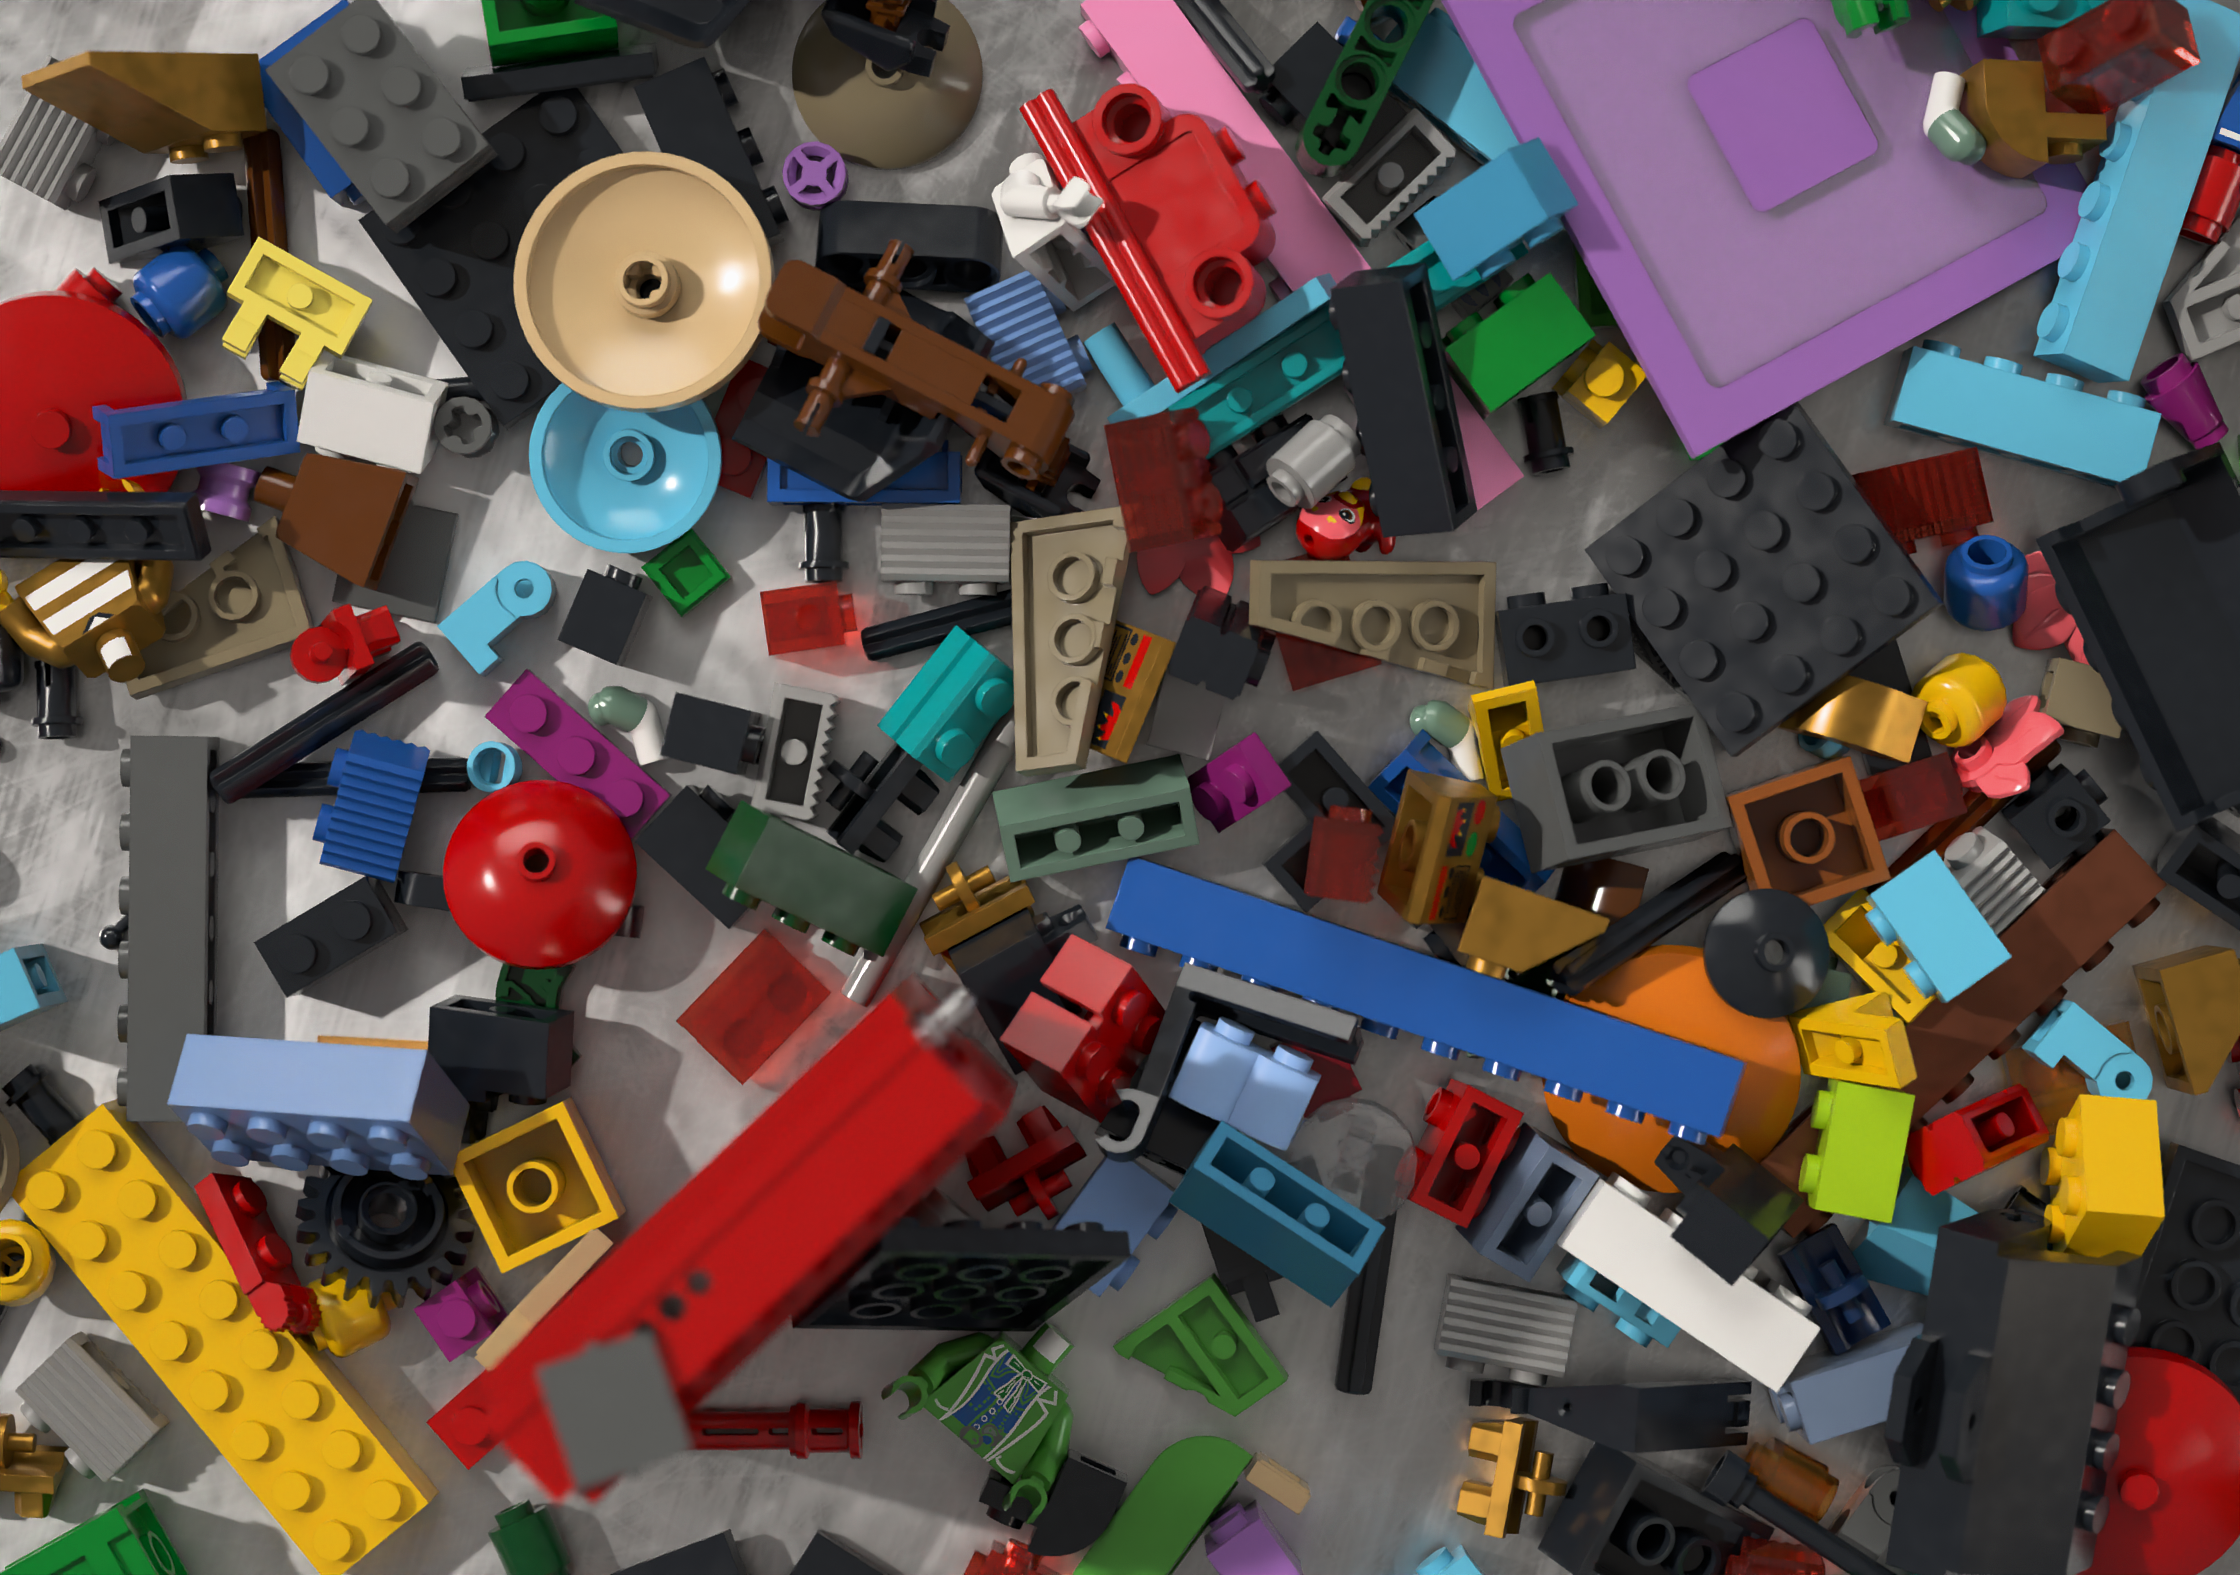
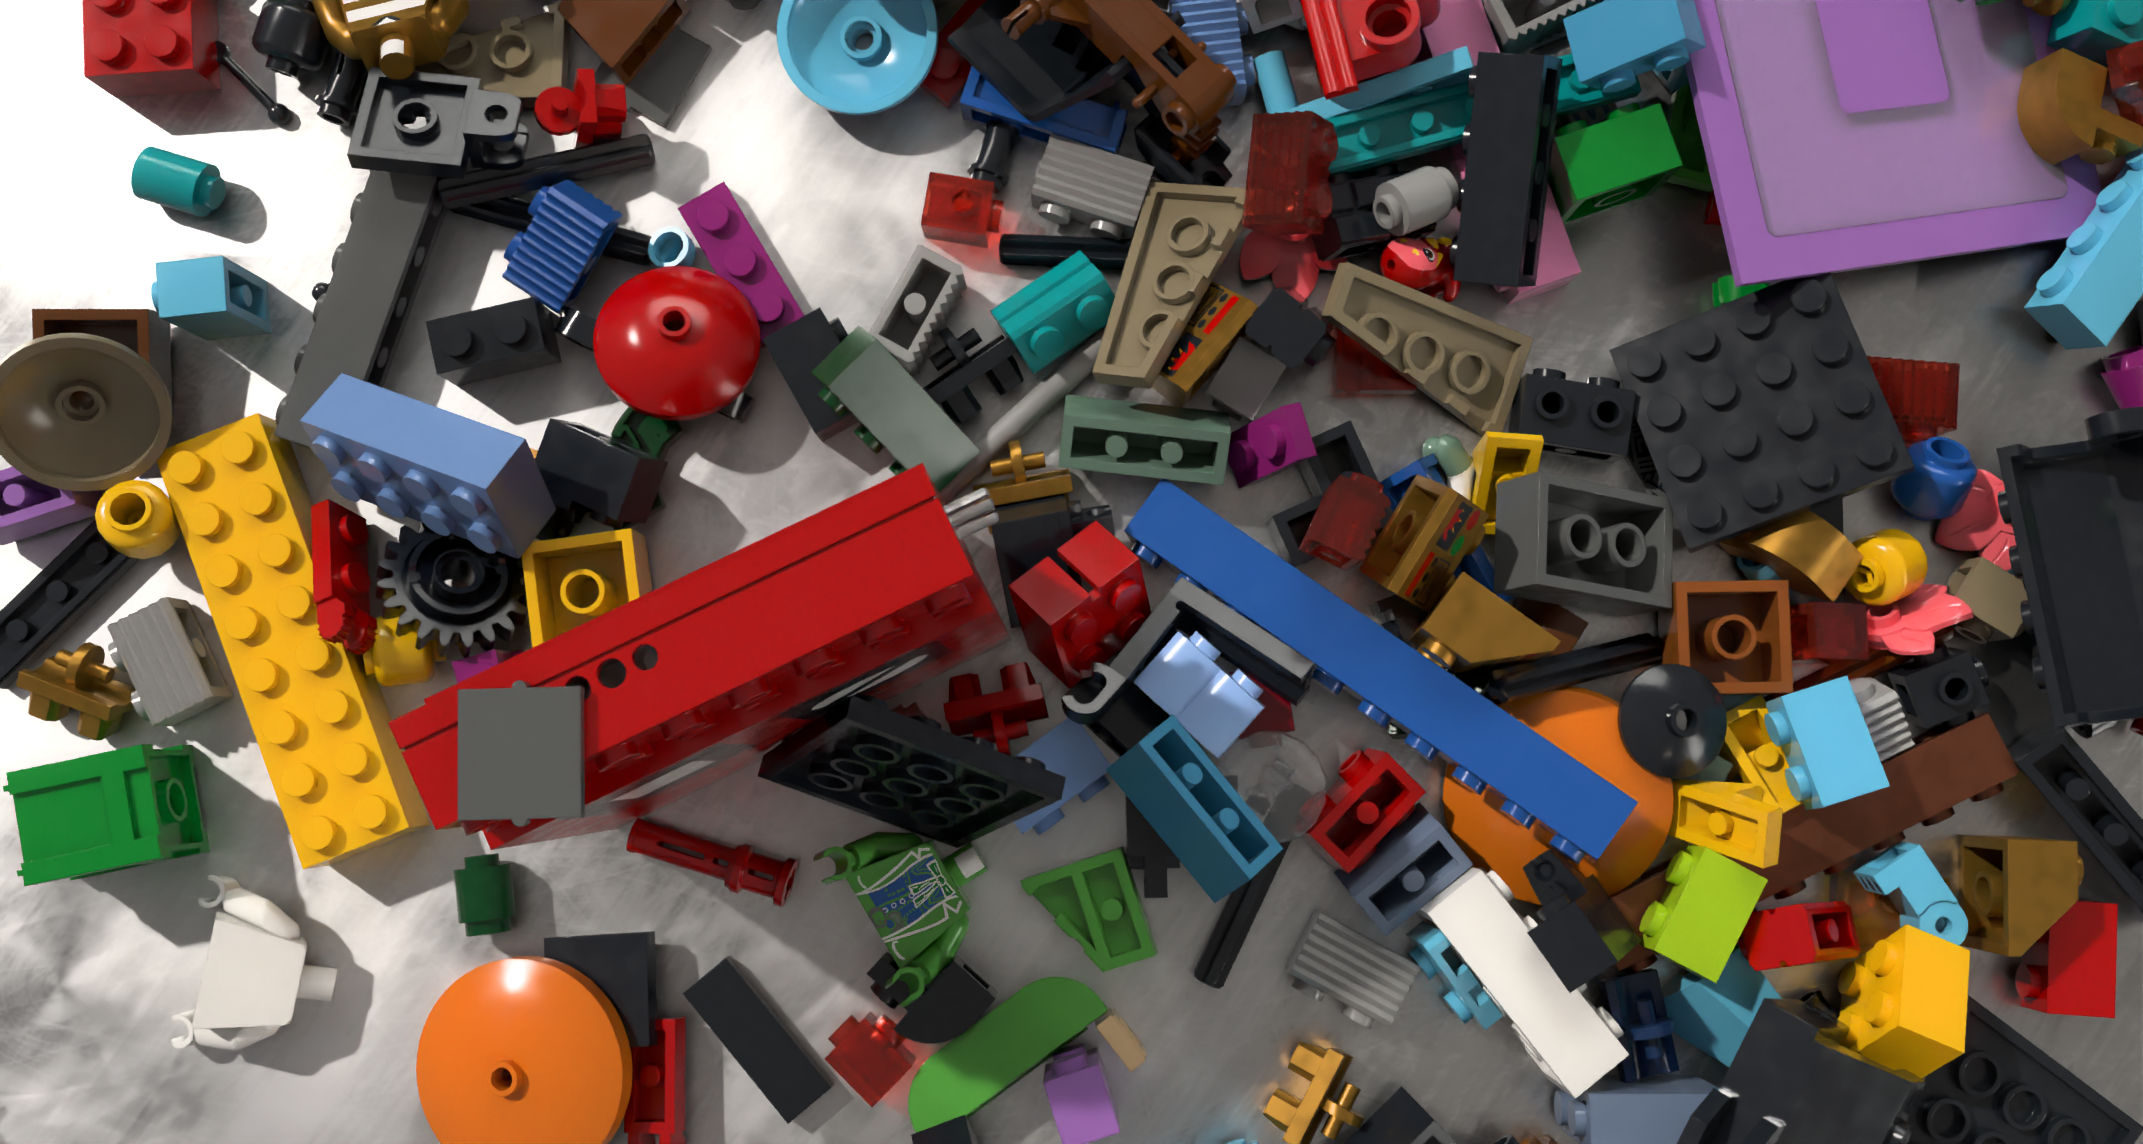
camera: 20 degrees right, 5 degrees down
(41, 1104) = (214, 398): black pin -> none
(221, 711) = (456, 128): none -> plate
(496, 609) = (715, 128): medium azure leg -> none
(606, 614) = (801, 157): black brick -> none
(632, 714) = (799, 246): arm -> none
(686, 572) = (877, 148): green tile -> none
(713, 734) = (852, 270): black brick -> none
(754, 1006) = (809, 491): clear red plate -> none
(1544, 433) = (1602, 250): black pin -> none
(1599, 382) = (1662, 221): yellow brick -> none
(1632, 1415) = (1436, 1075): black hinge -> none
(1947, 125) = (2013, 99): arm -> none
(2020, 416) = (1999, 355): medium azure brick -> none

